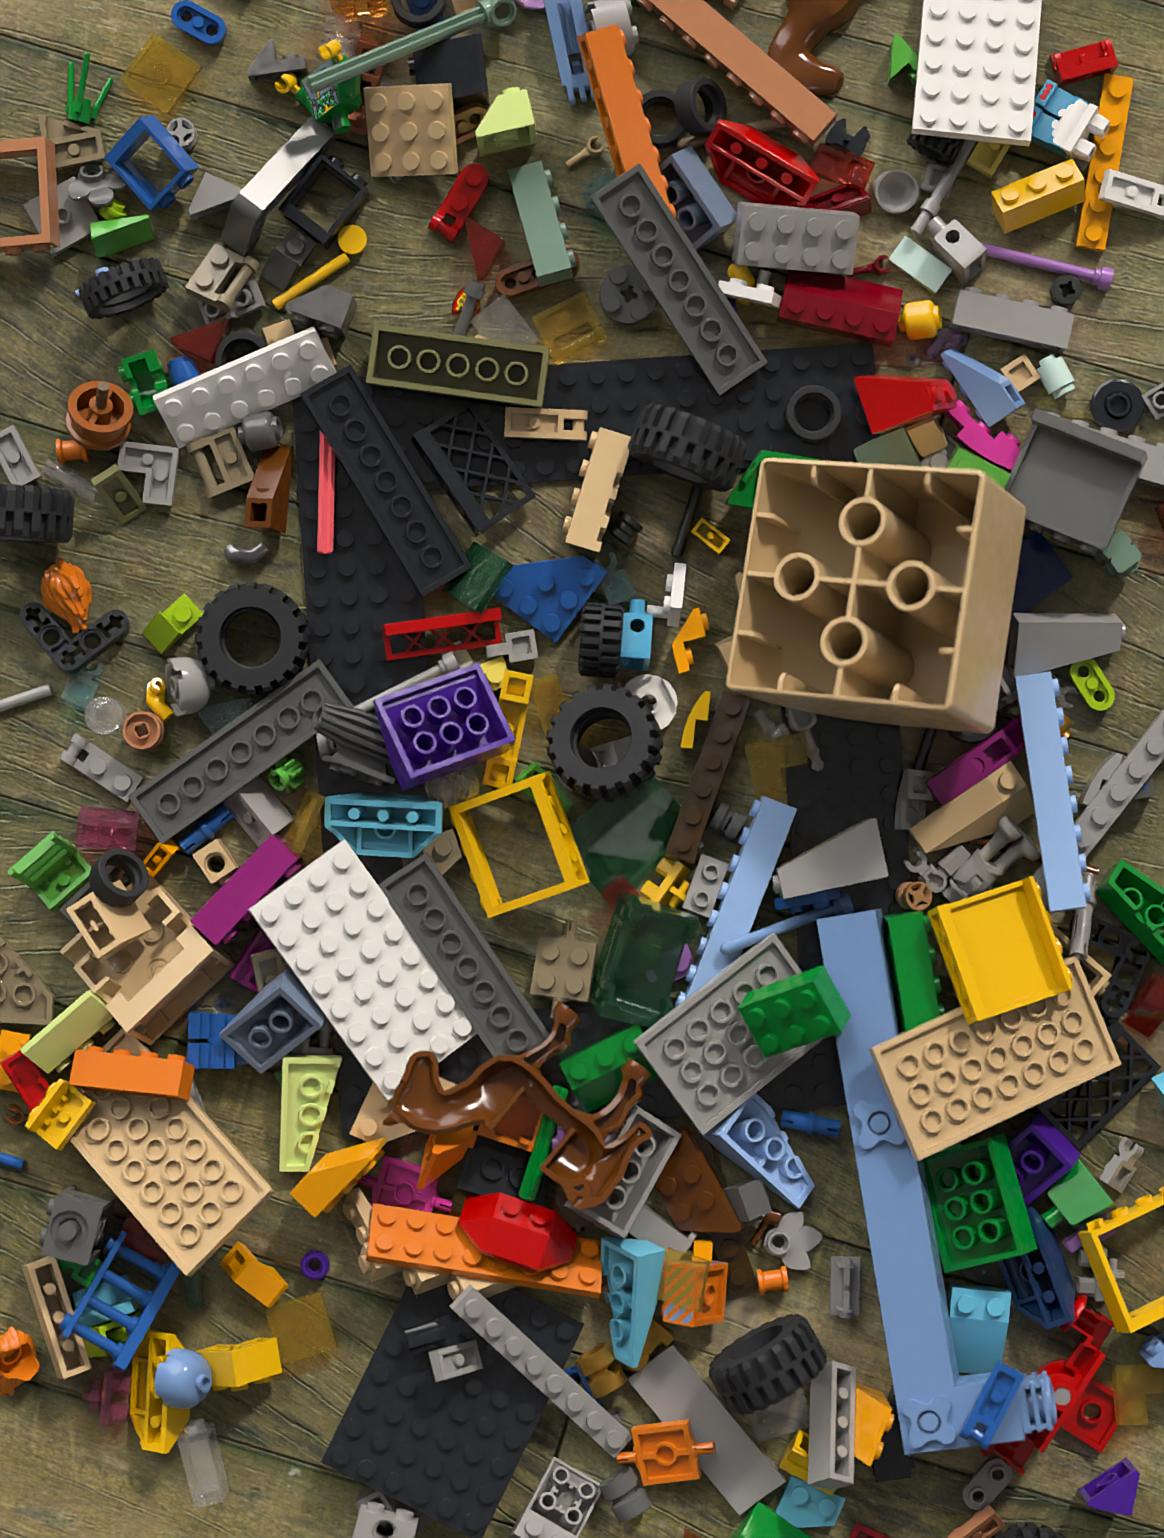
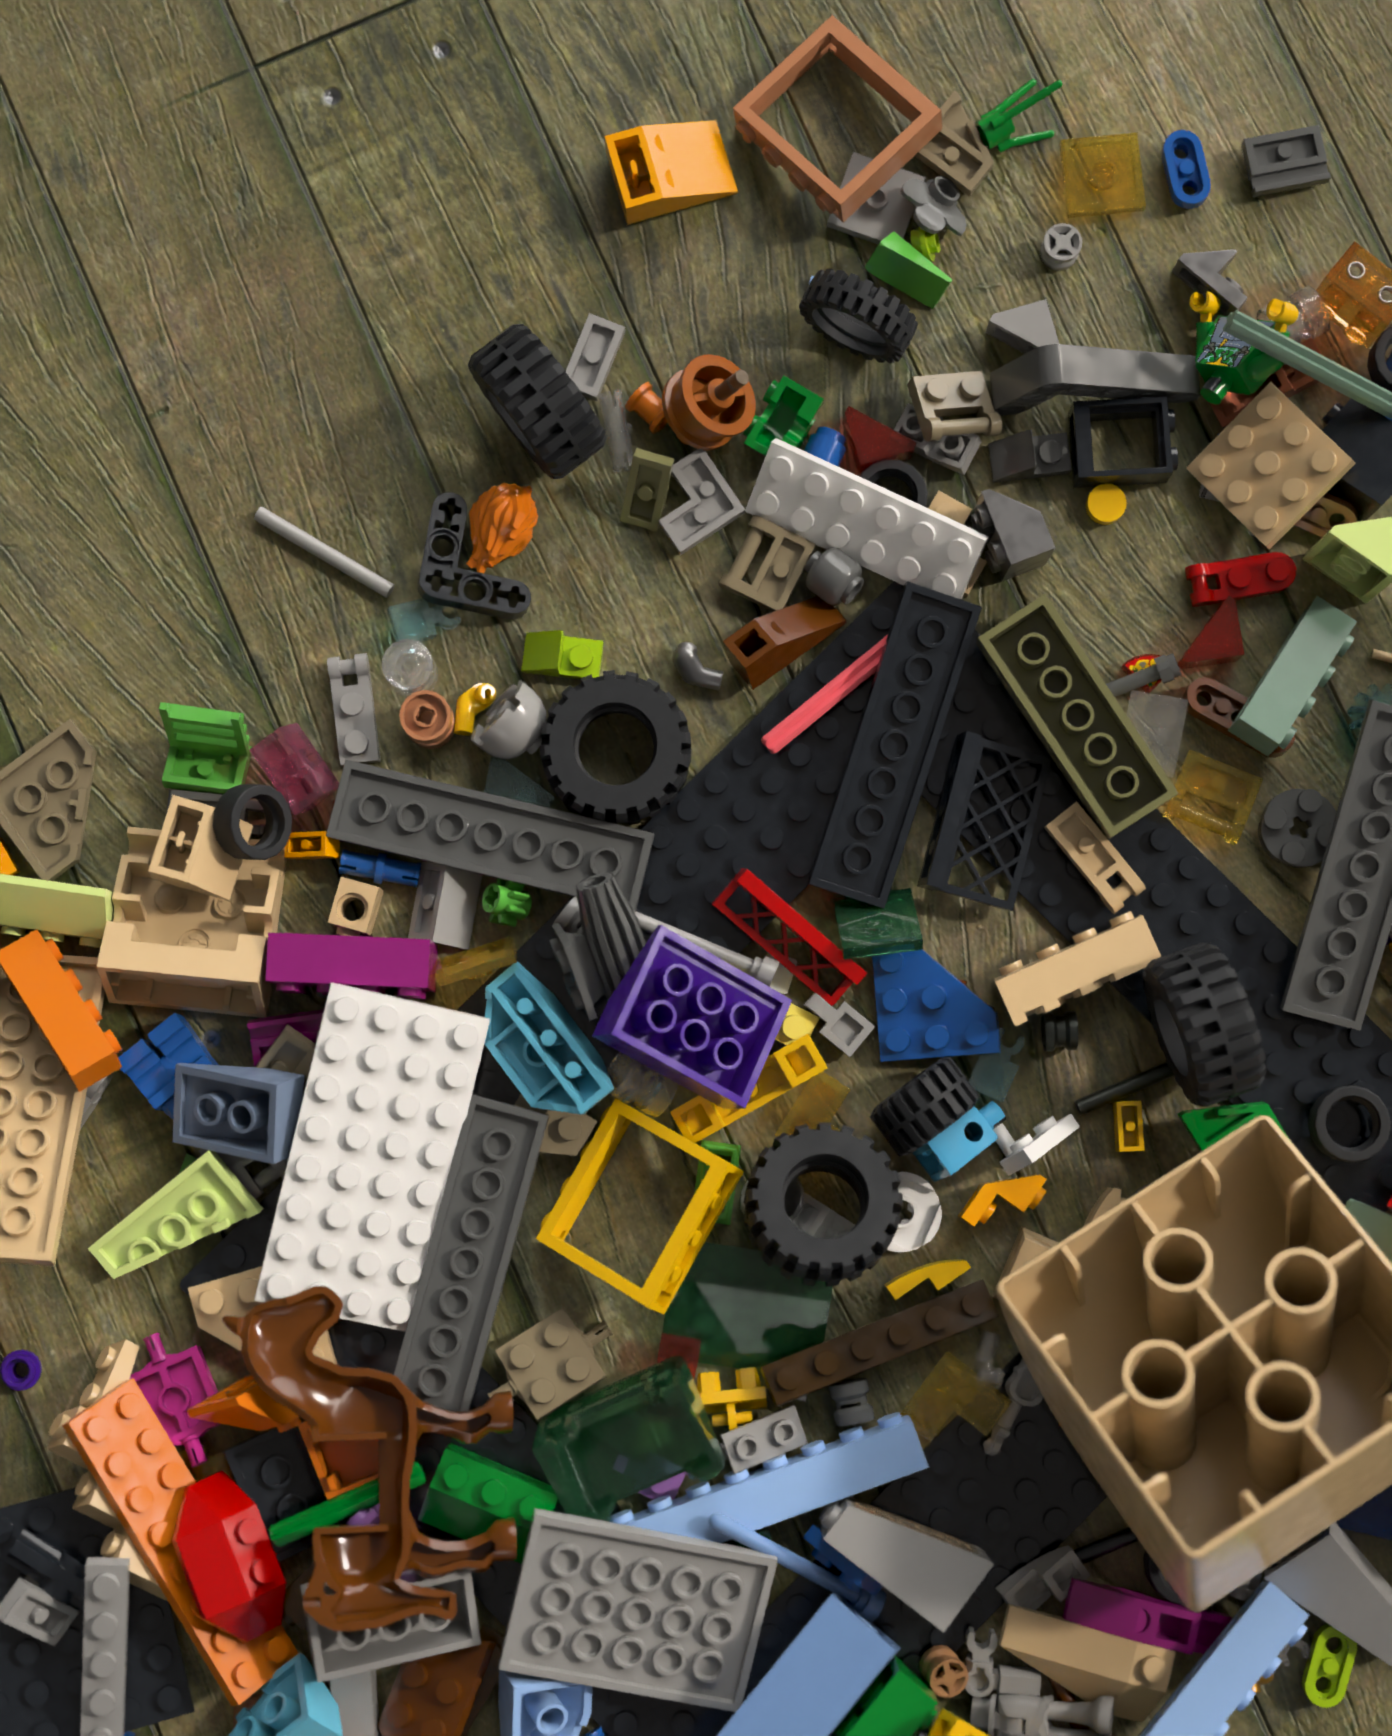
camera: 50 degrees right, 5 degrees down
(127, 146) = (1007, 202): blue window -> none
(311, 280) = (1031, 498): yellow bar -> none
(336, 1175) = (131, 1313): light orange slope -> none
(794, 1011) = (713, 1659): green brick -> none

